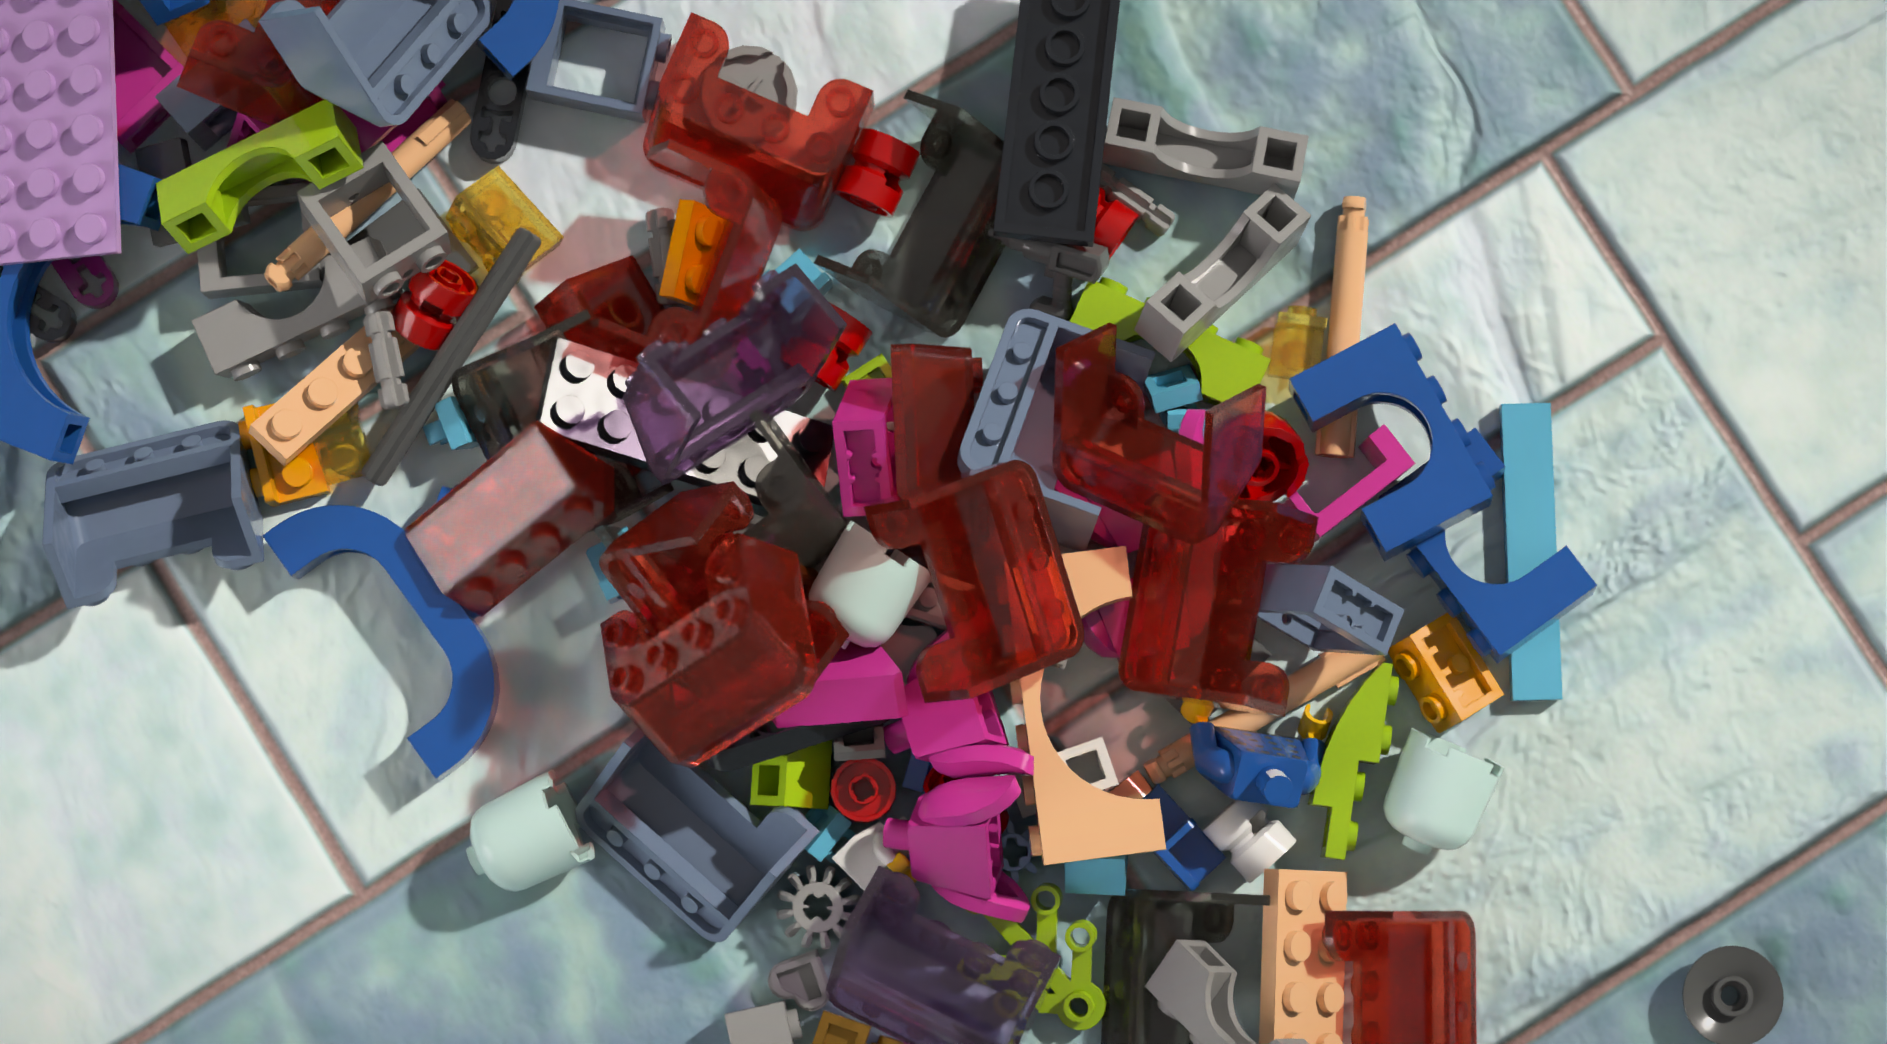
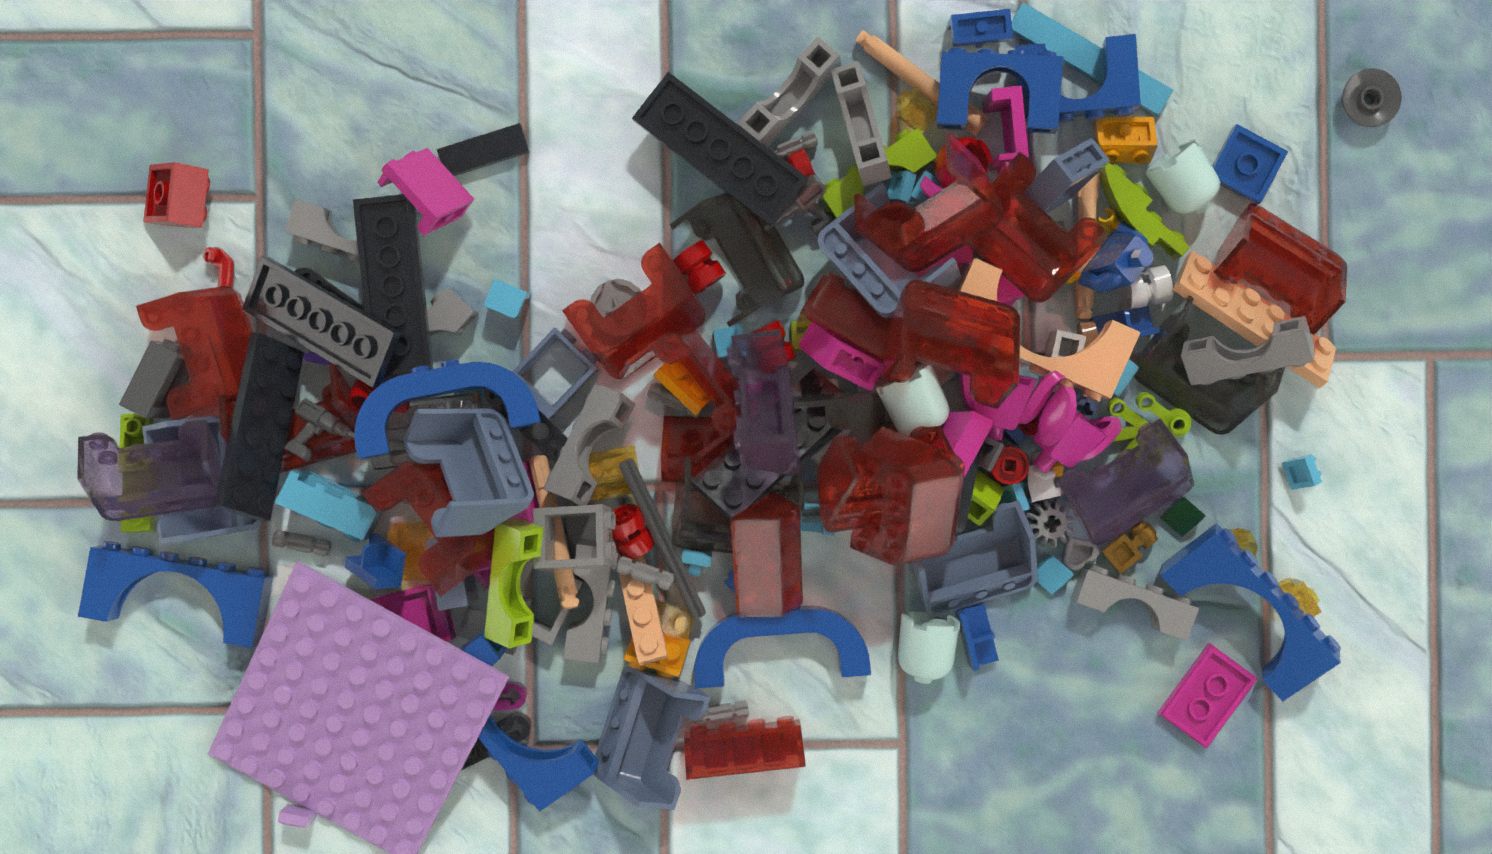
camera: 60 degrees left, 5 degrees up
(218, 660) = (743, 748): none -> clear red slope
(250, 602) = (724, 712): none -> light grey axle
(577, 161) = (601, 414): none -> light grey arch
(588, 904) = (977, 636): none -> blue panel
(745, 959) = (1052, 574): none -> medium azure slope
(1470, 362) = (980, 28): none -> blue panel
(1522, 874) = (1248, 163): none -> blue plate

